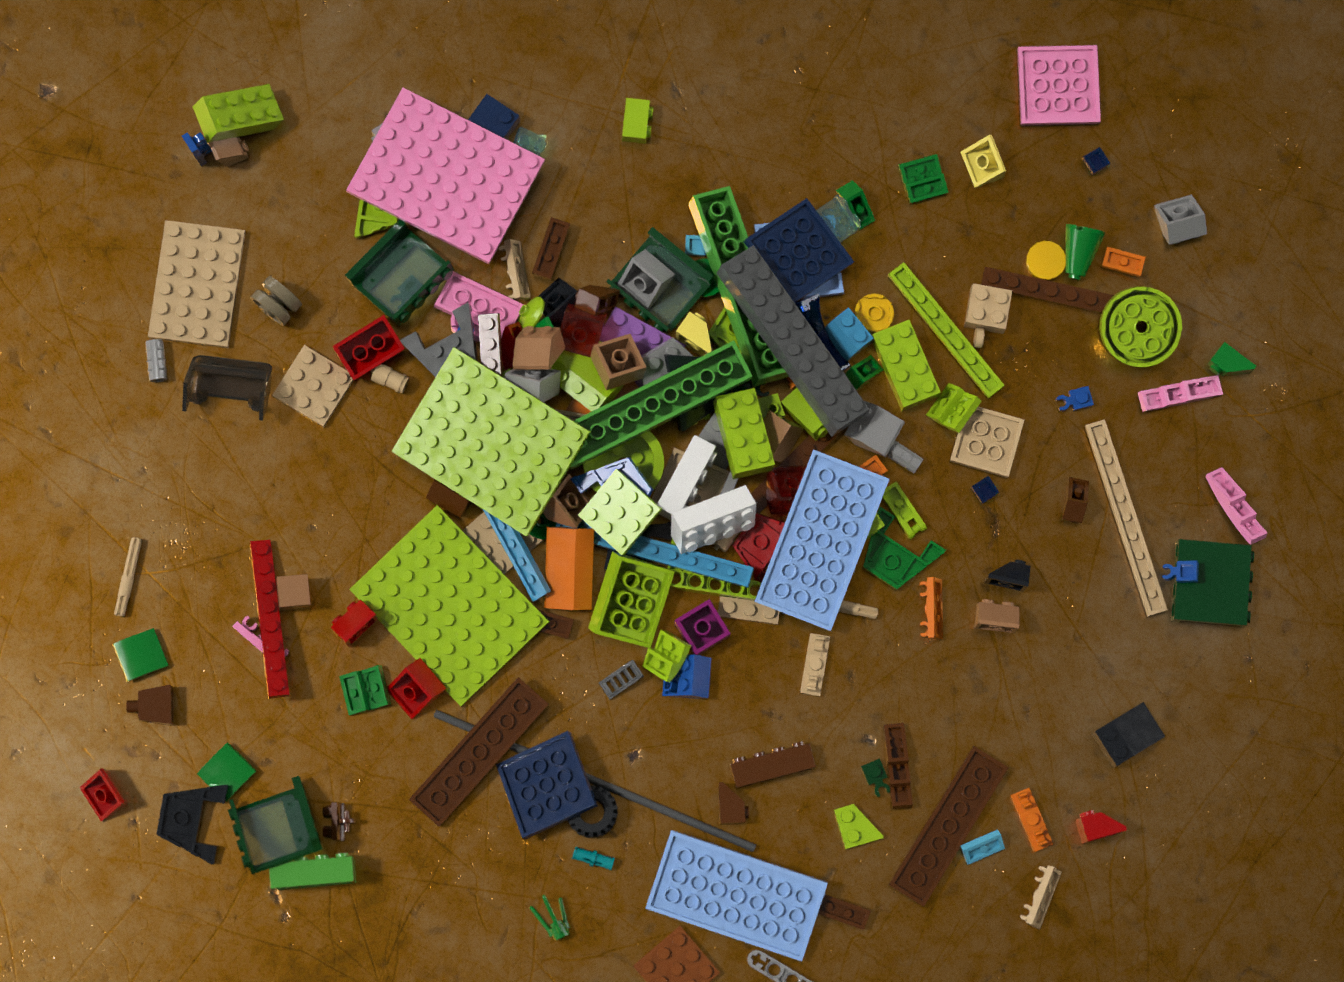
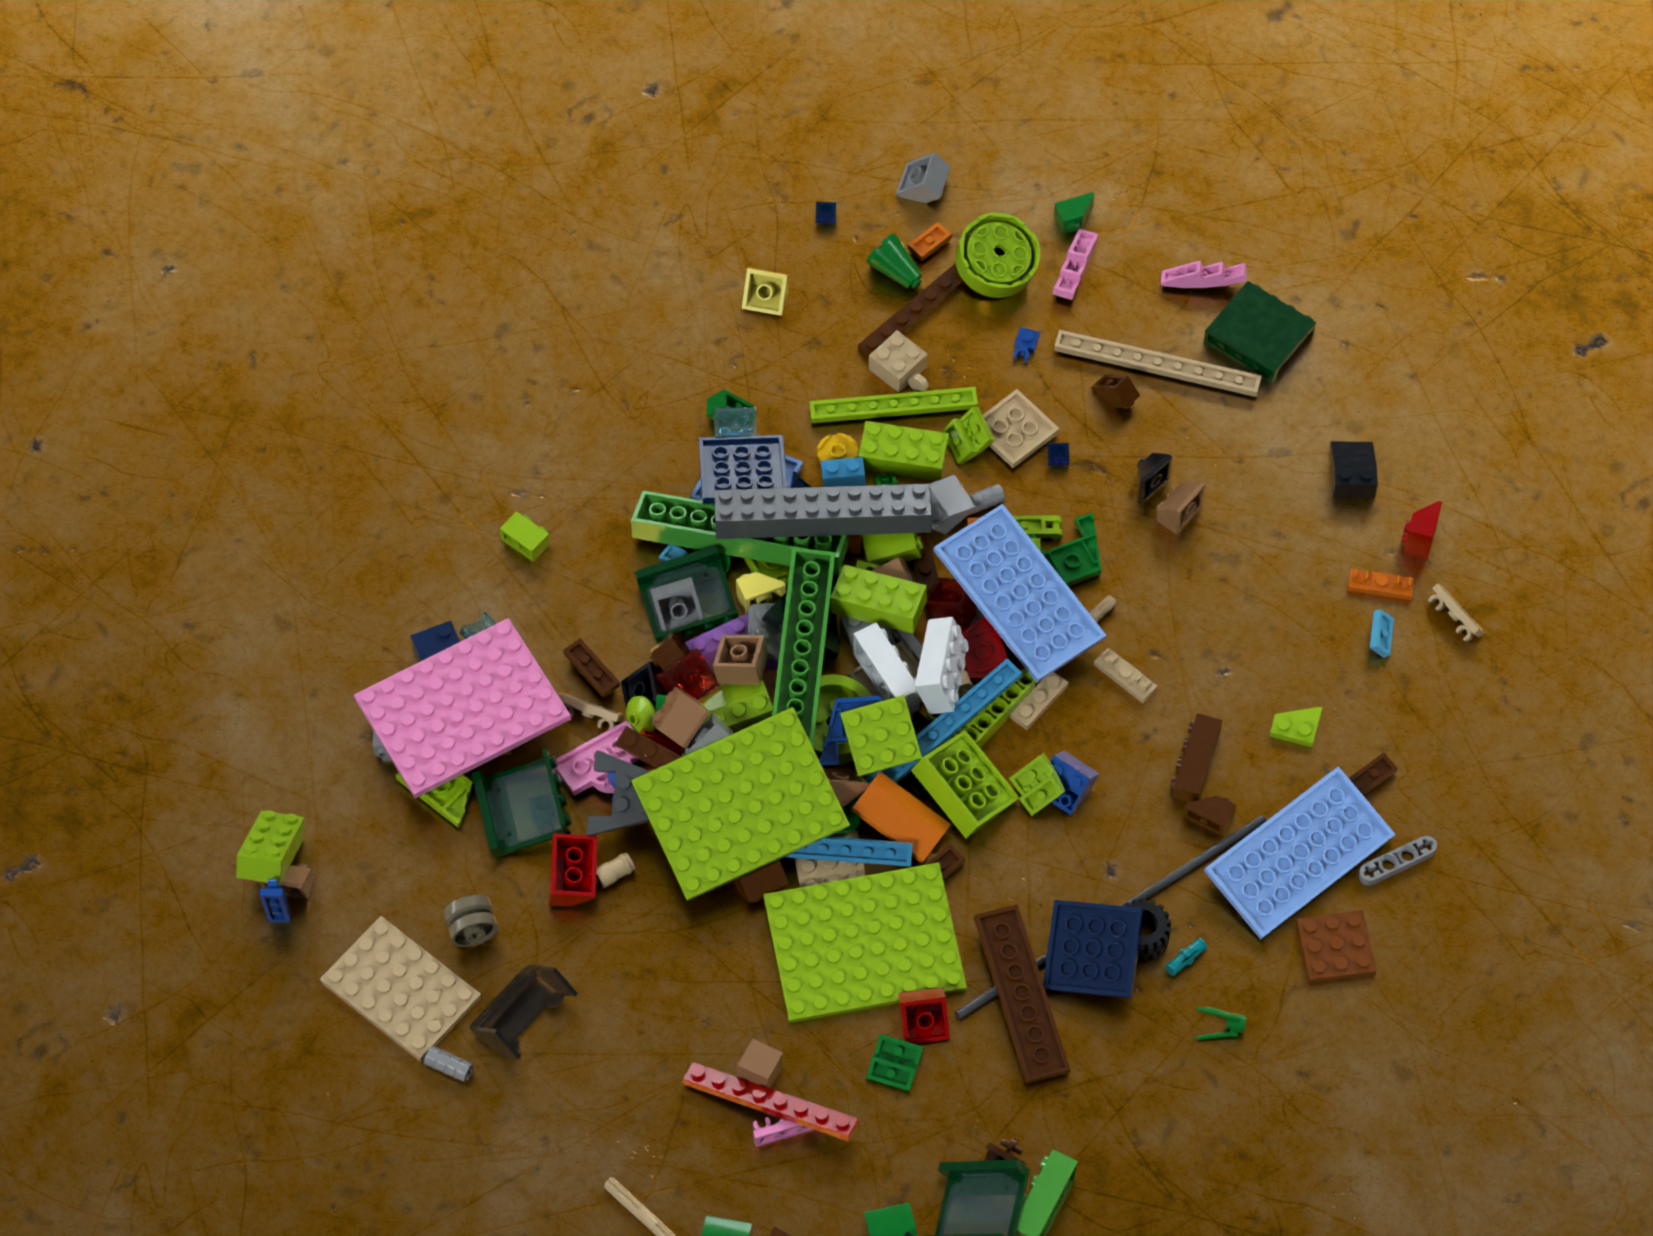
camera: 50 degrees left, 20 degrees down
(313, 386) = (573, 941): tan plate -> none
(353, 622) = (825, 1030): red slope -> none
(631, 664) = (1032, 823): dark grey slope -> none
(702, 628) = (1030, 738): magenta brick -> none
(874, 774) = (1258, 683): dark green plate -> none
(898, 766) = (1266, 661): reddish brown slope -> none
(923, 178) = (744, 348): green slope -> none
(933, 608) = (1138, 553): orange plate -> none
(948, 826) = (1345, 651): reddish brown plate -> none
(1046, 260) = (885, 298): yellow tile -> none
(1059, 85) = (738, 203): bright pink plate -> none
(1184, 572) = (1238, 337): blue plate -> none

